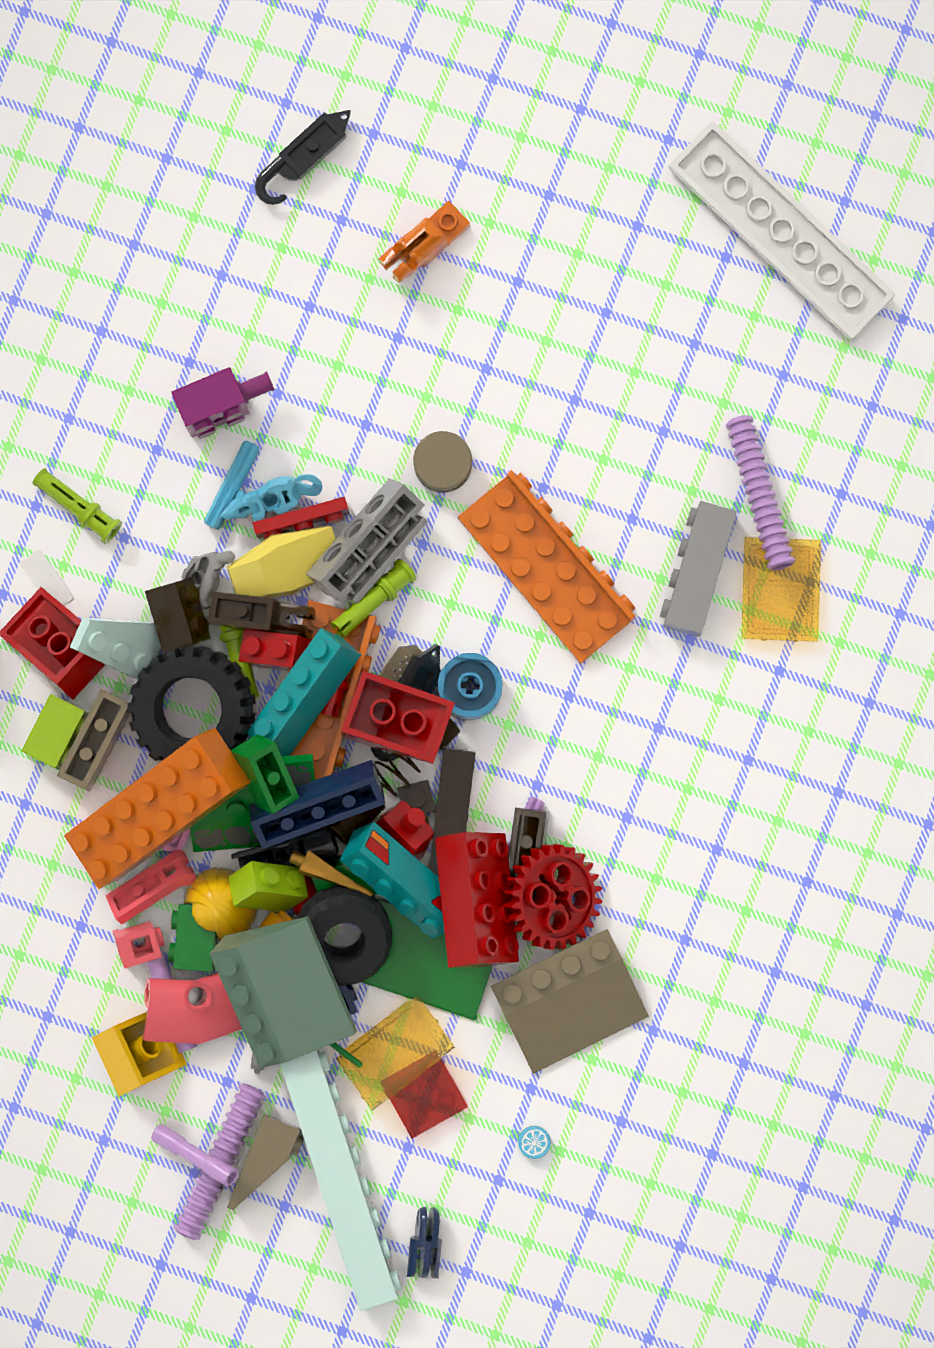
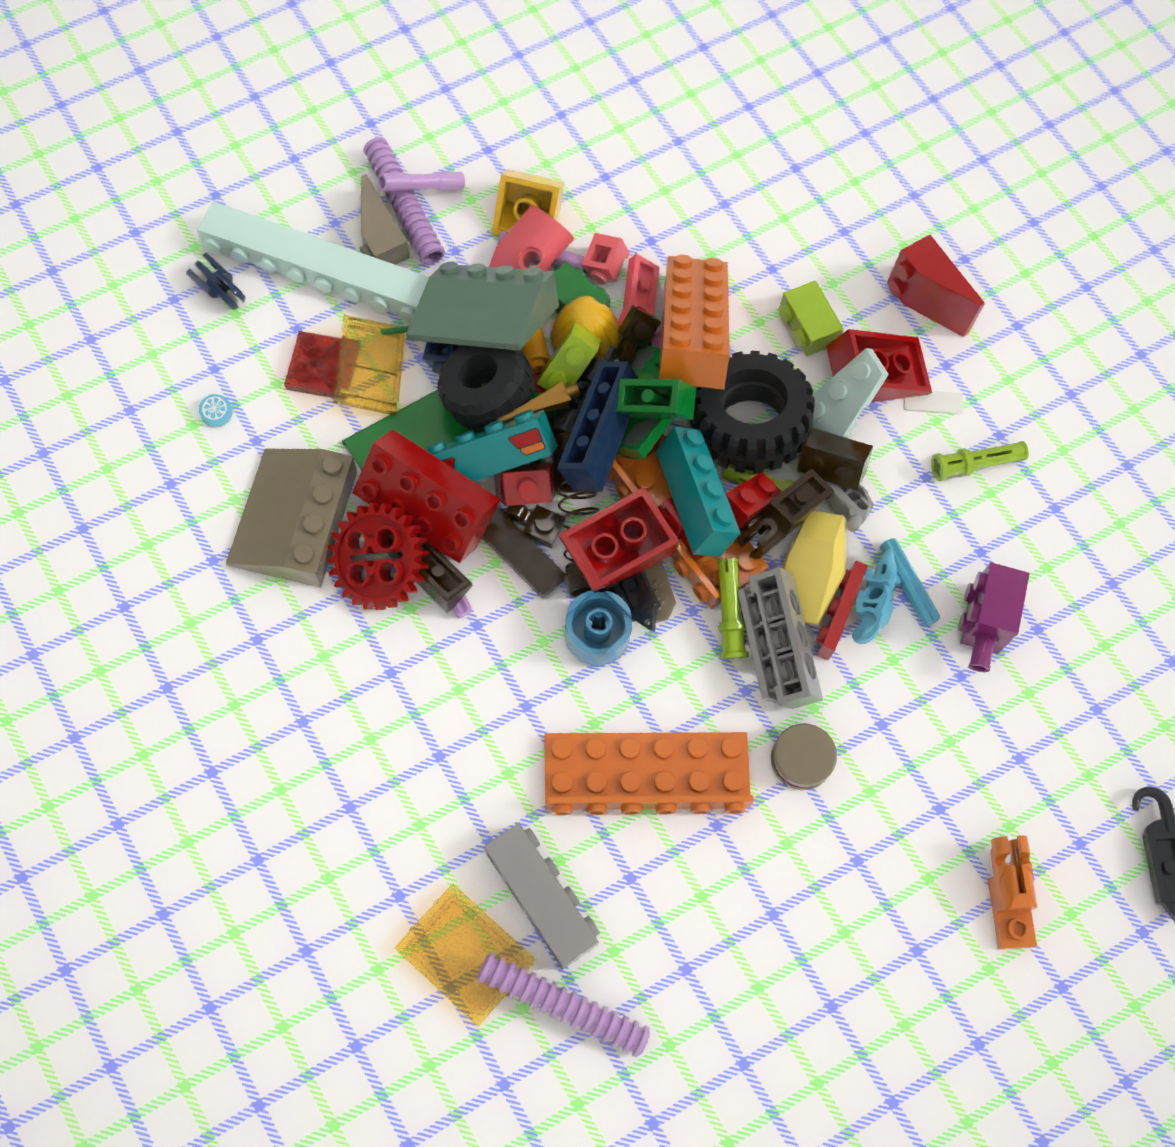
camera: 120 degrees right, 15 degrees down
(95, 741) = (780, 329): dark tan brick -> none
(189, 860) = (636, 330): none -> dark brown plate

